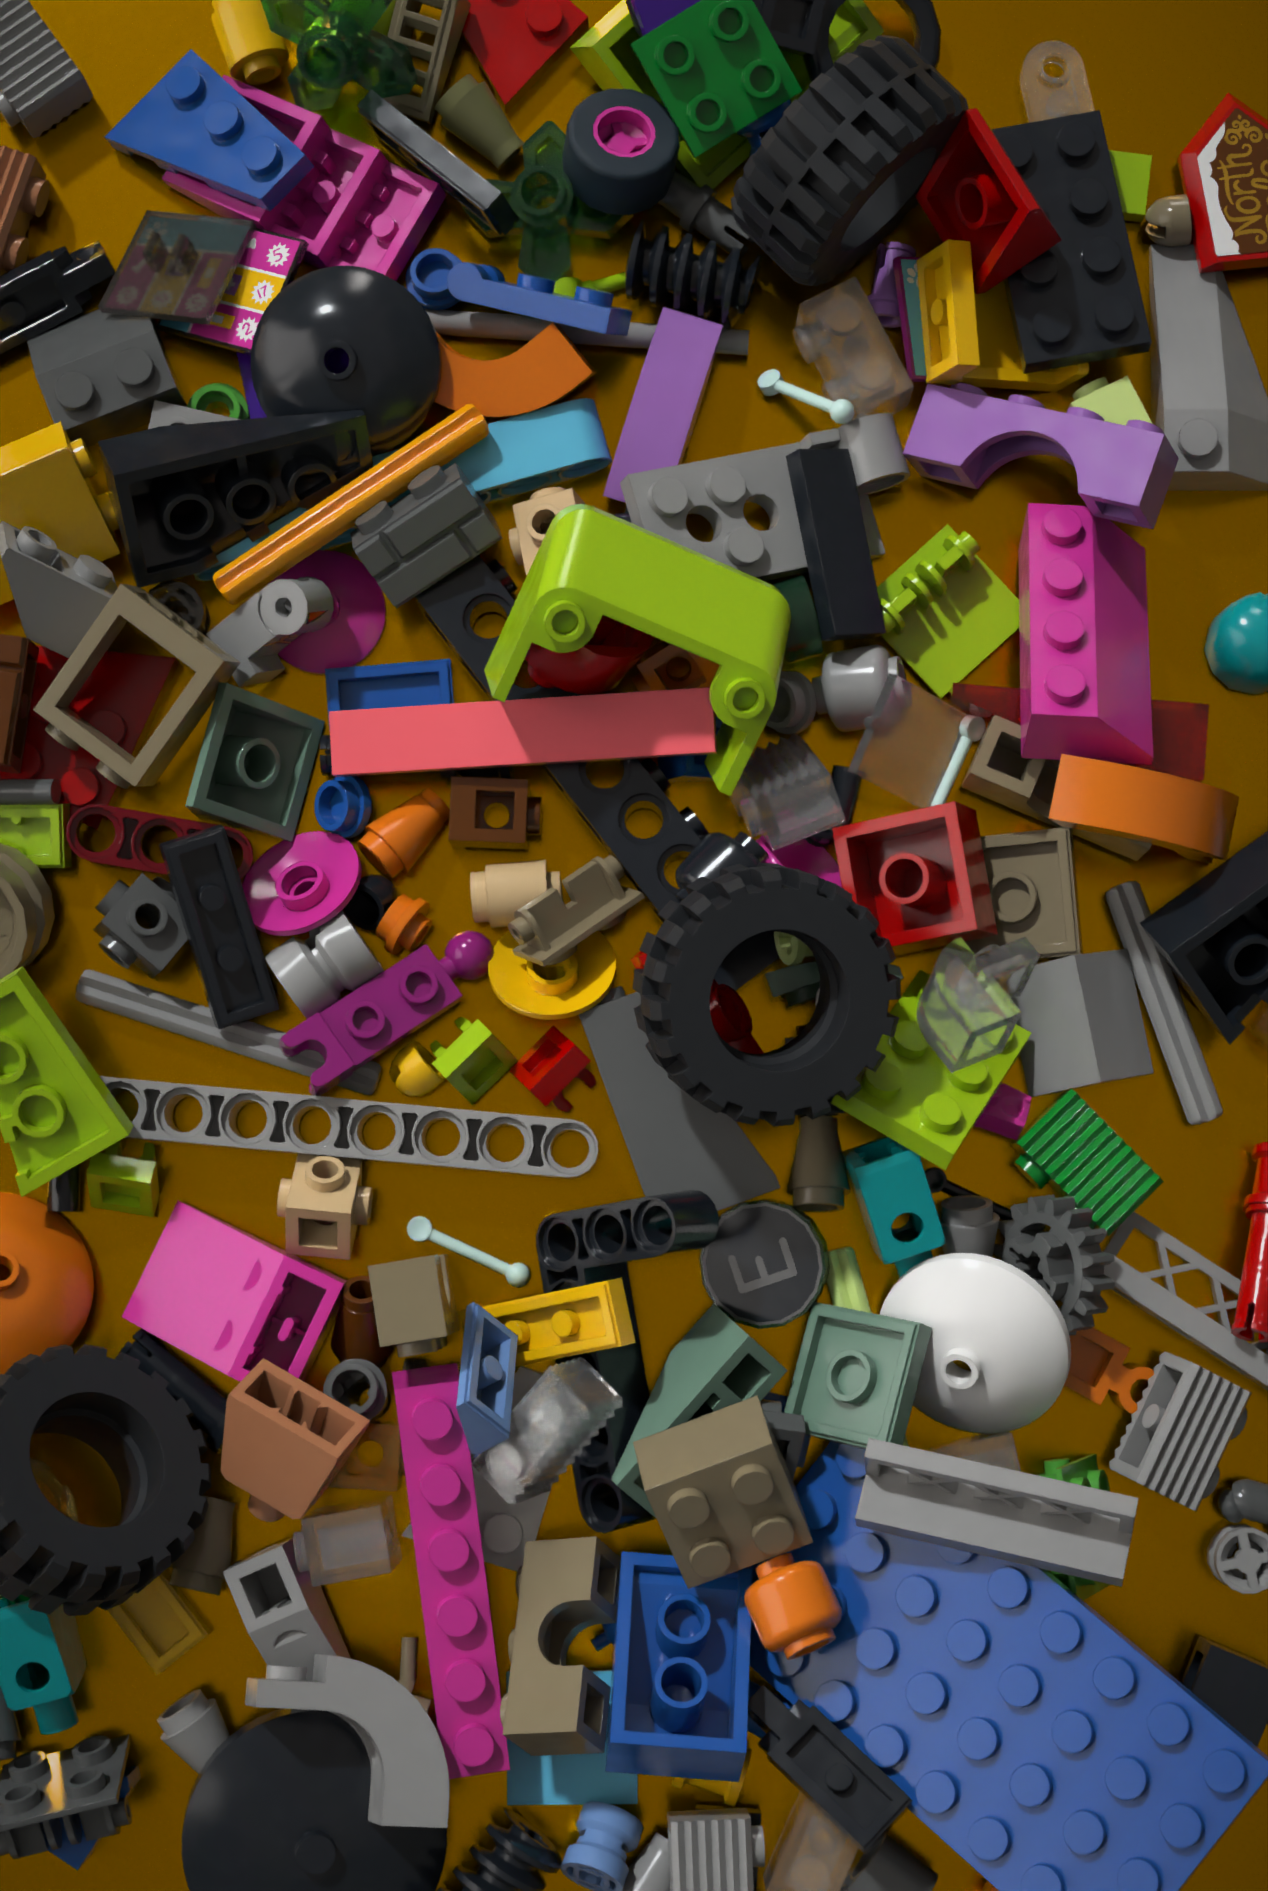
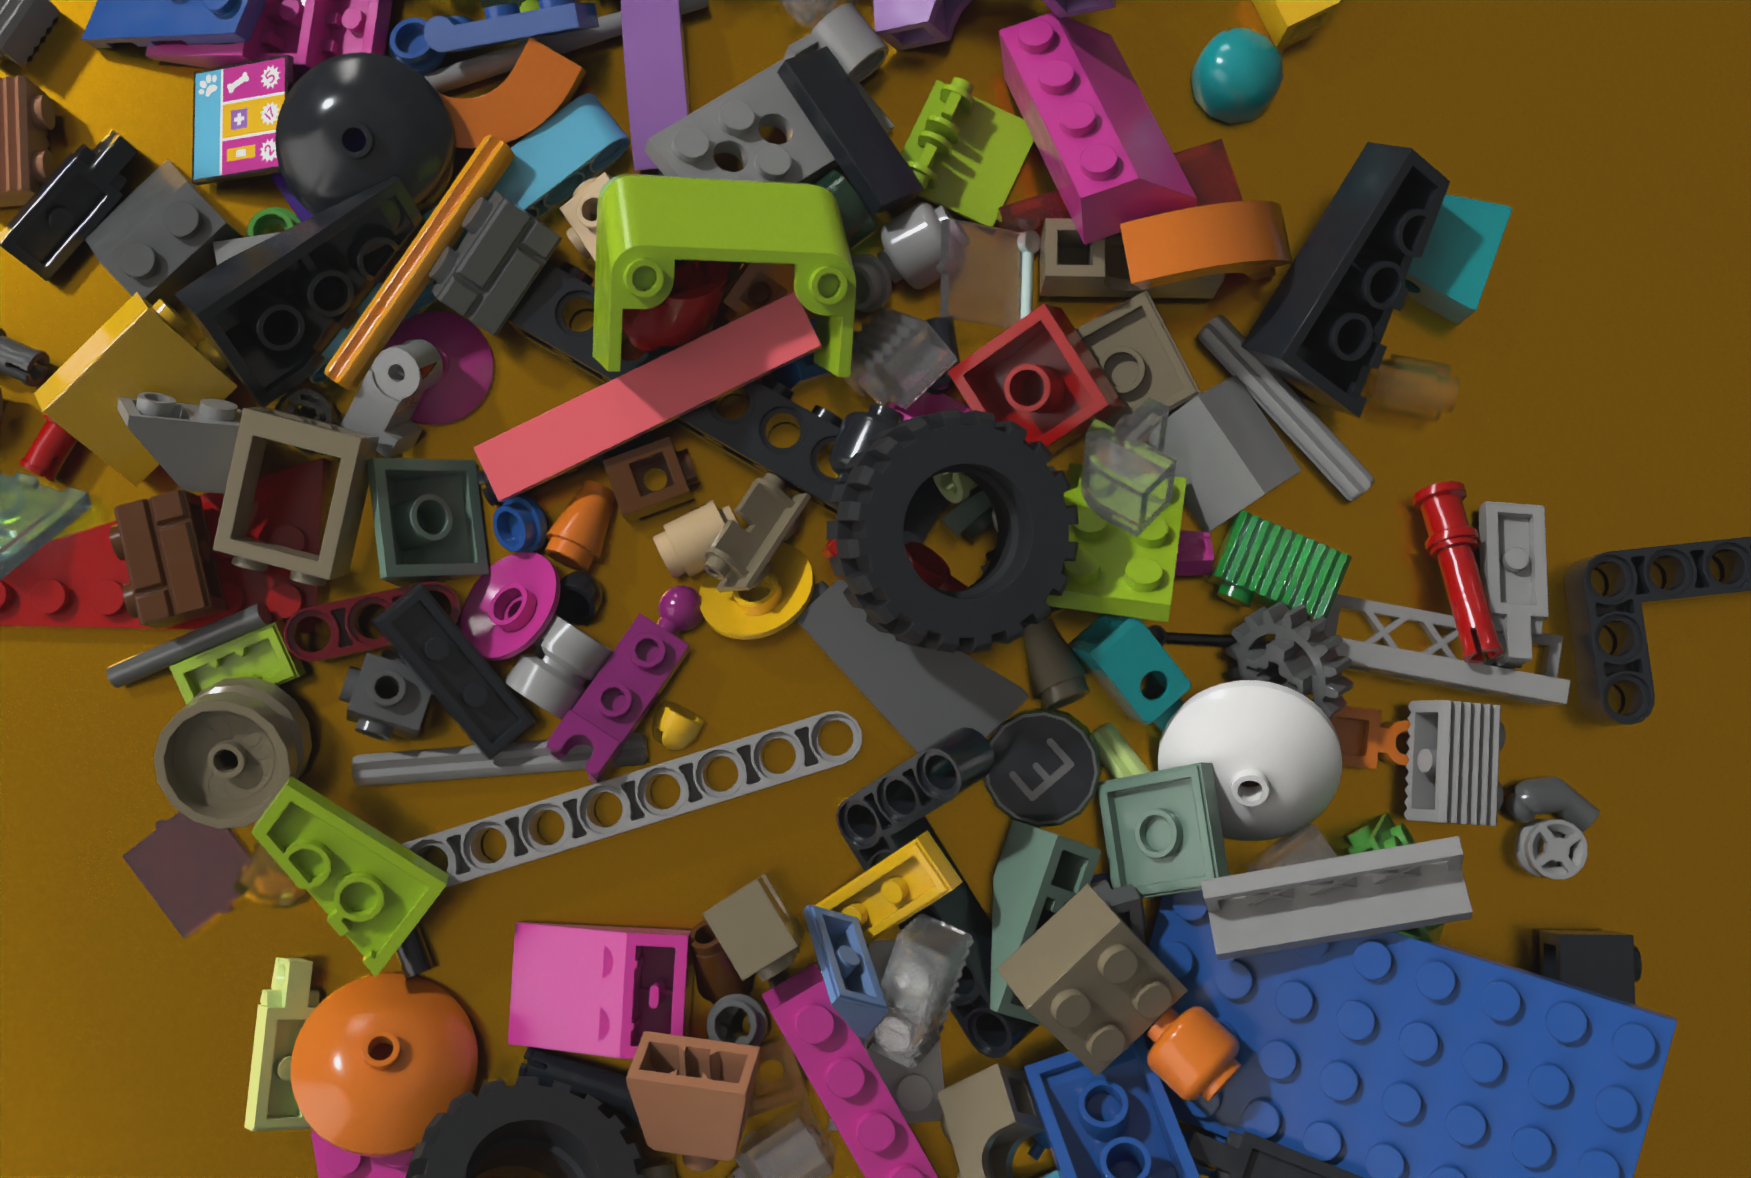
camera: 25 degrees left, 0 degrees up
(124, 1182) = (461, 926): lime tile -> none
(177, 267) = (188, 122): clear smoke piece -> none
(324, 1206) = (643, 875): tan brick -> none
(390, 685) = (517, 405): blue tile -> none
(404, 924) = (614, 604): orange plate -> none
(421, 1230) = (737, 860): light aqua hinge -> none
(473, 1059) = (721, 696): lime tile -> none
(551, 1067) = (791, 675): red tile -> none
(773, 383) = (739, 21): light aqua hinge -> none
(969, 1225) = (1202, 662): light grey cone -> none

